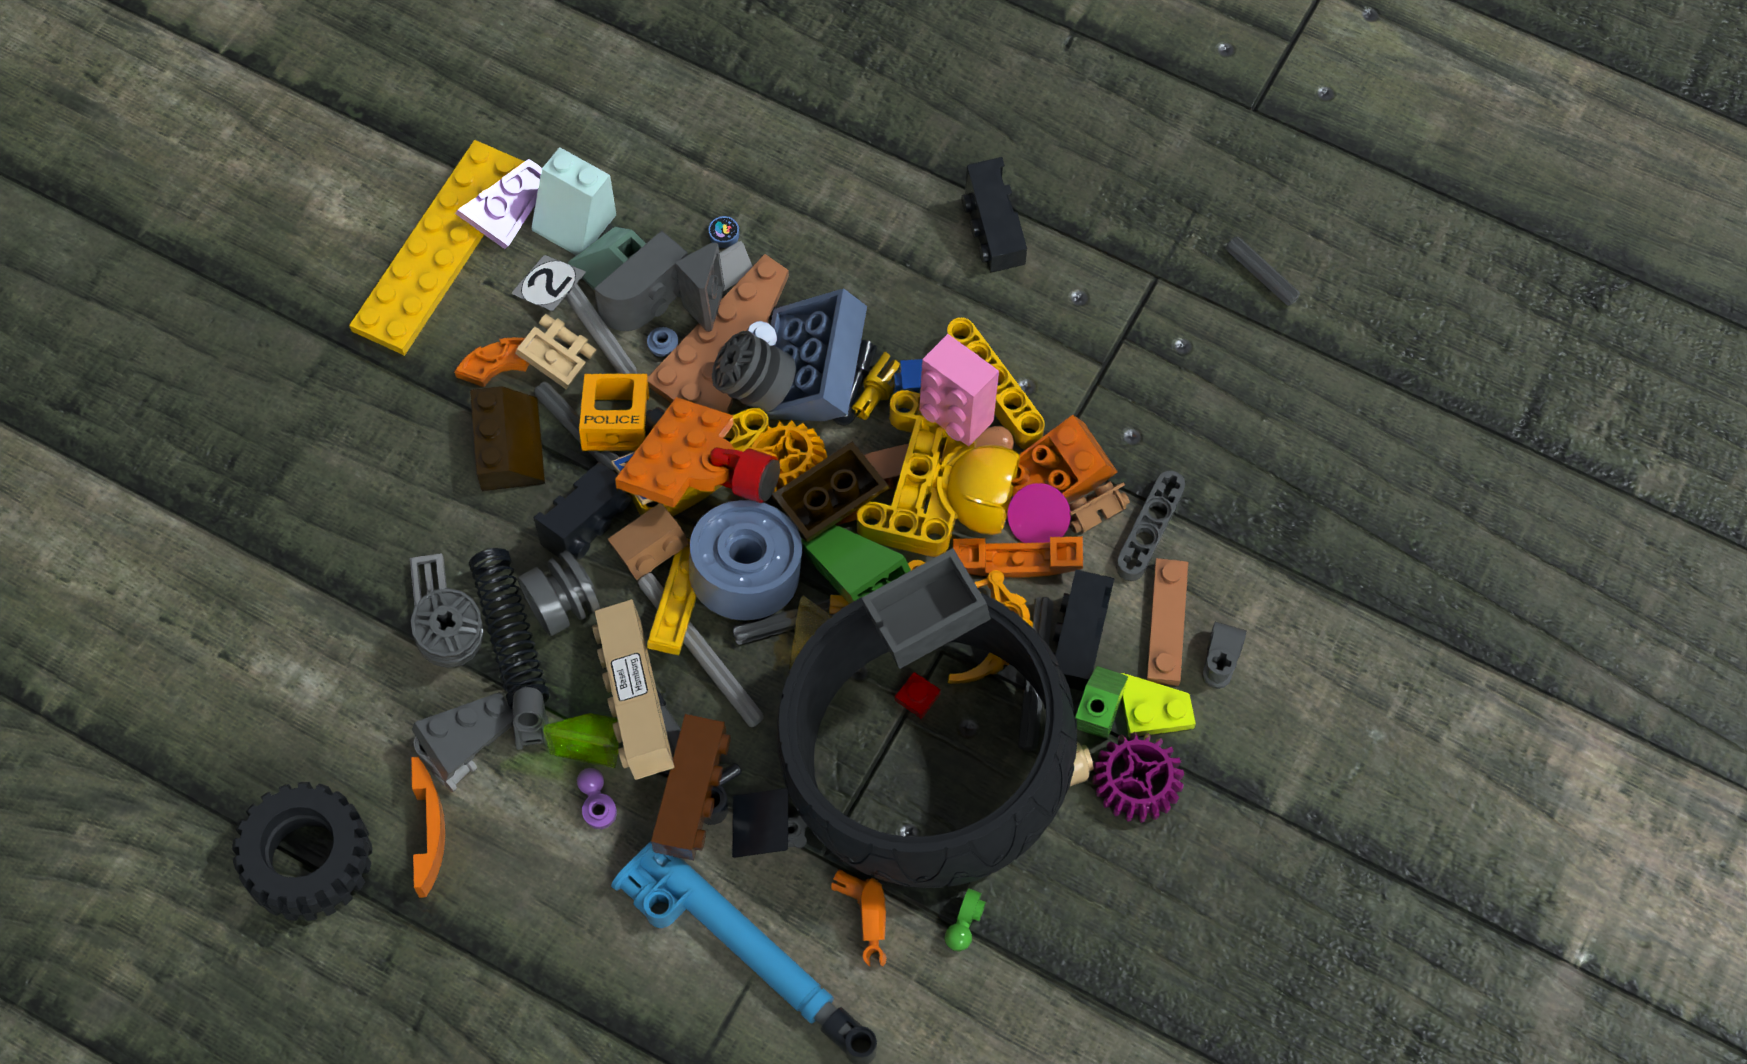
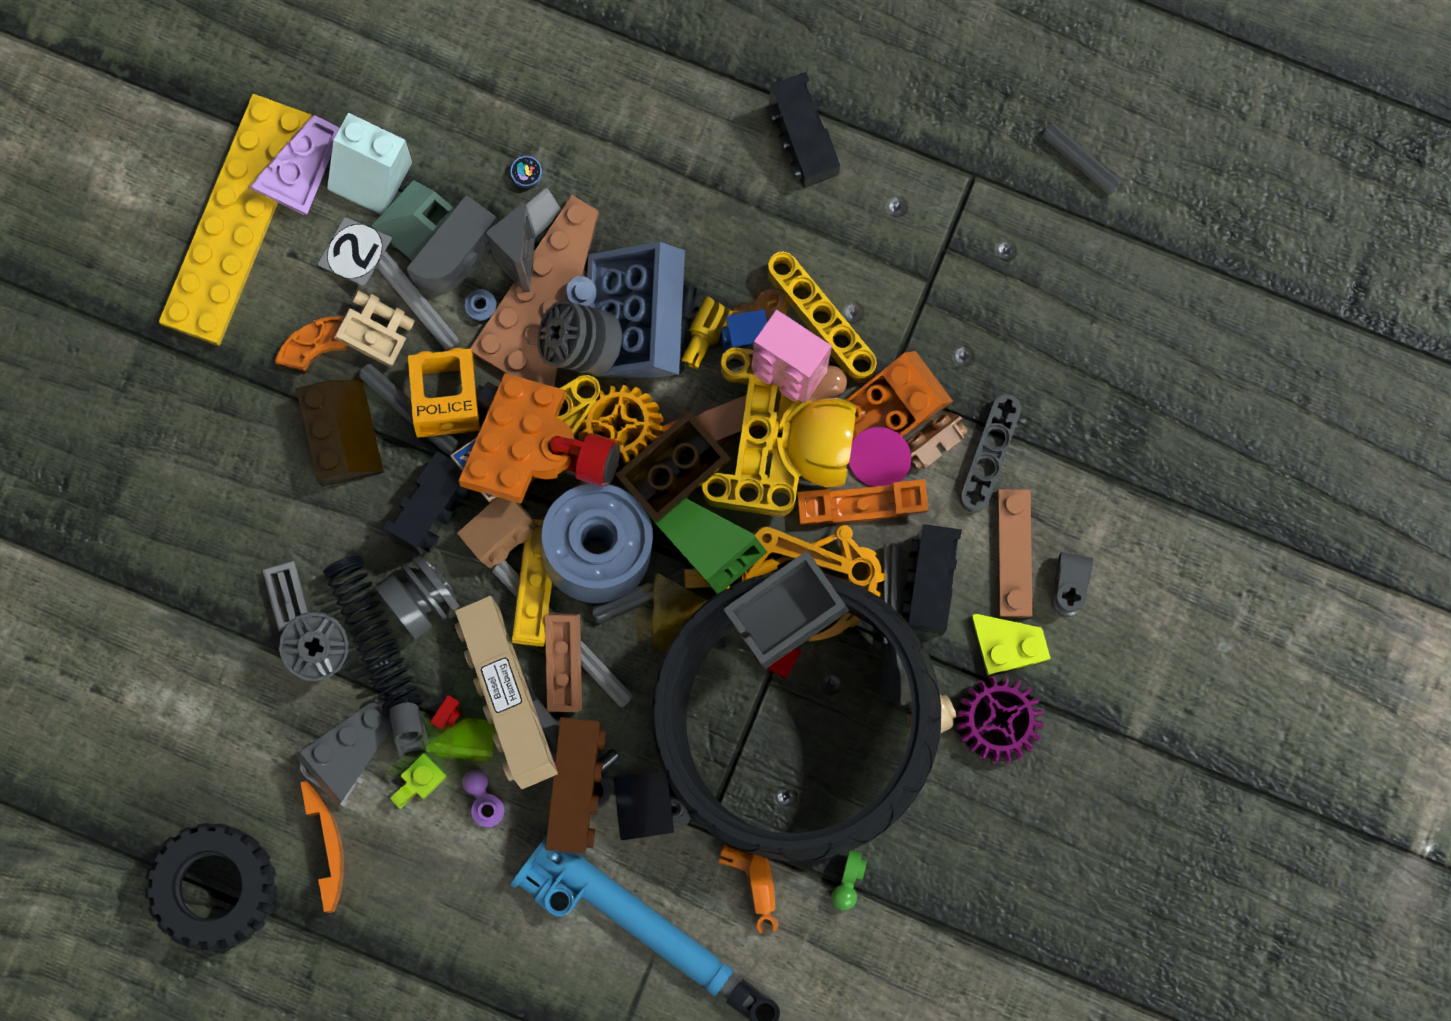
camera: 10 degrees left, 15 degrees up
(534, 773) = (420, 779): none -> lime plate
(573, 706) = (447, 714): none -> red plate
(696, 670) = (563, 662): none -> nougat plate
(1105, 687) = (960, 656): bright green slope -> none

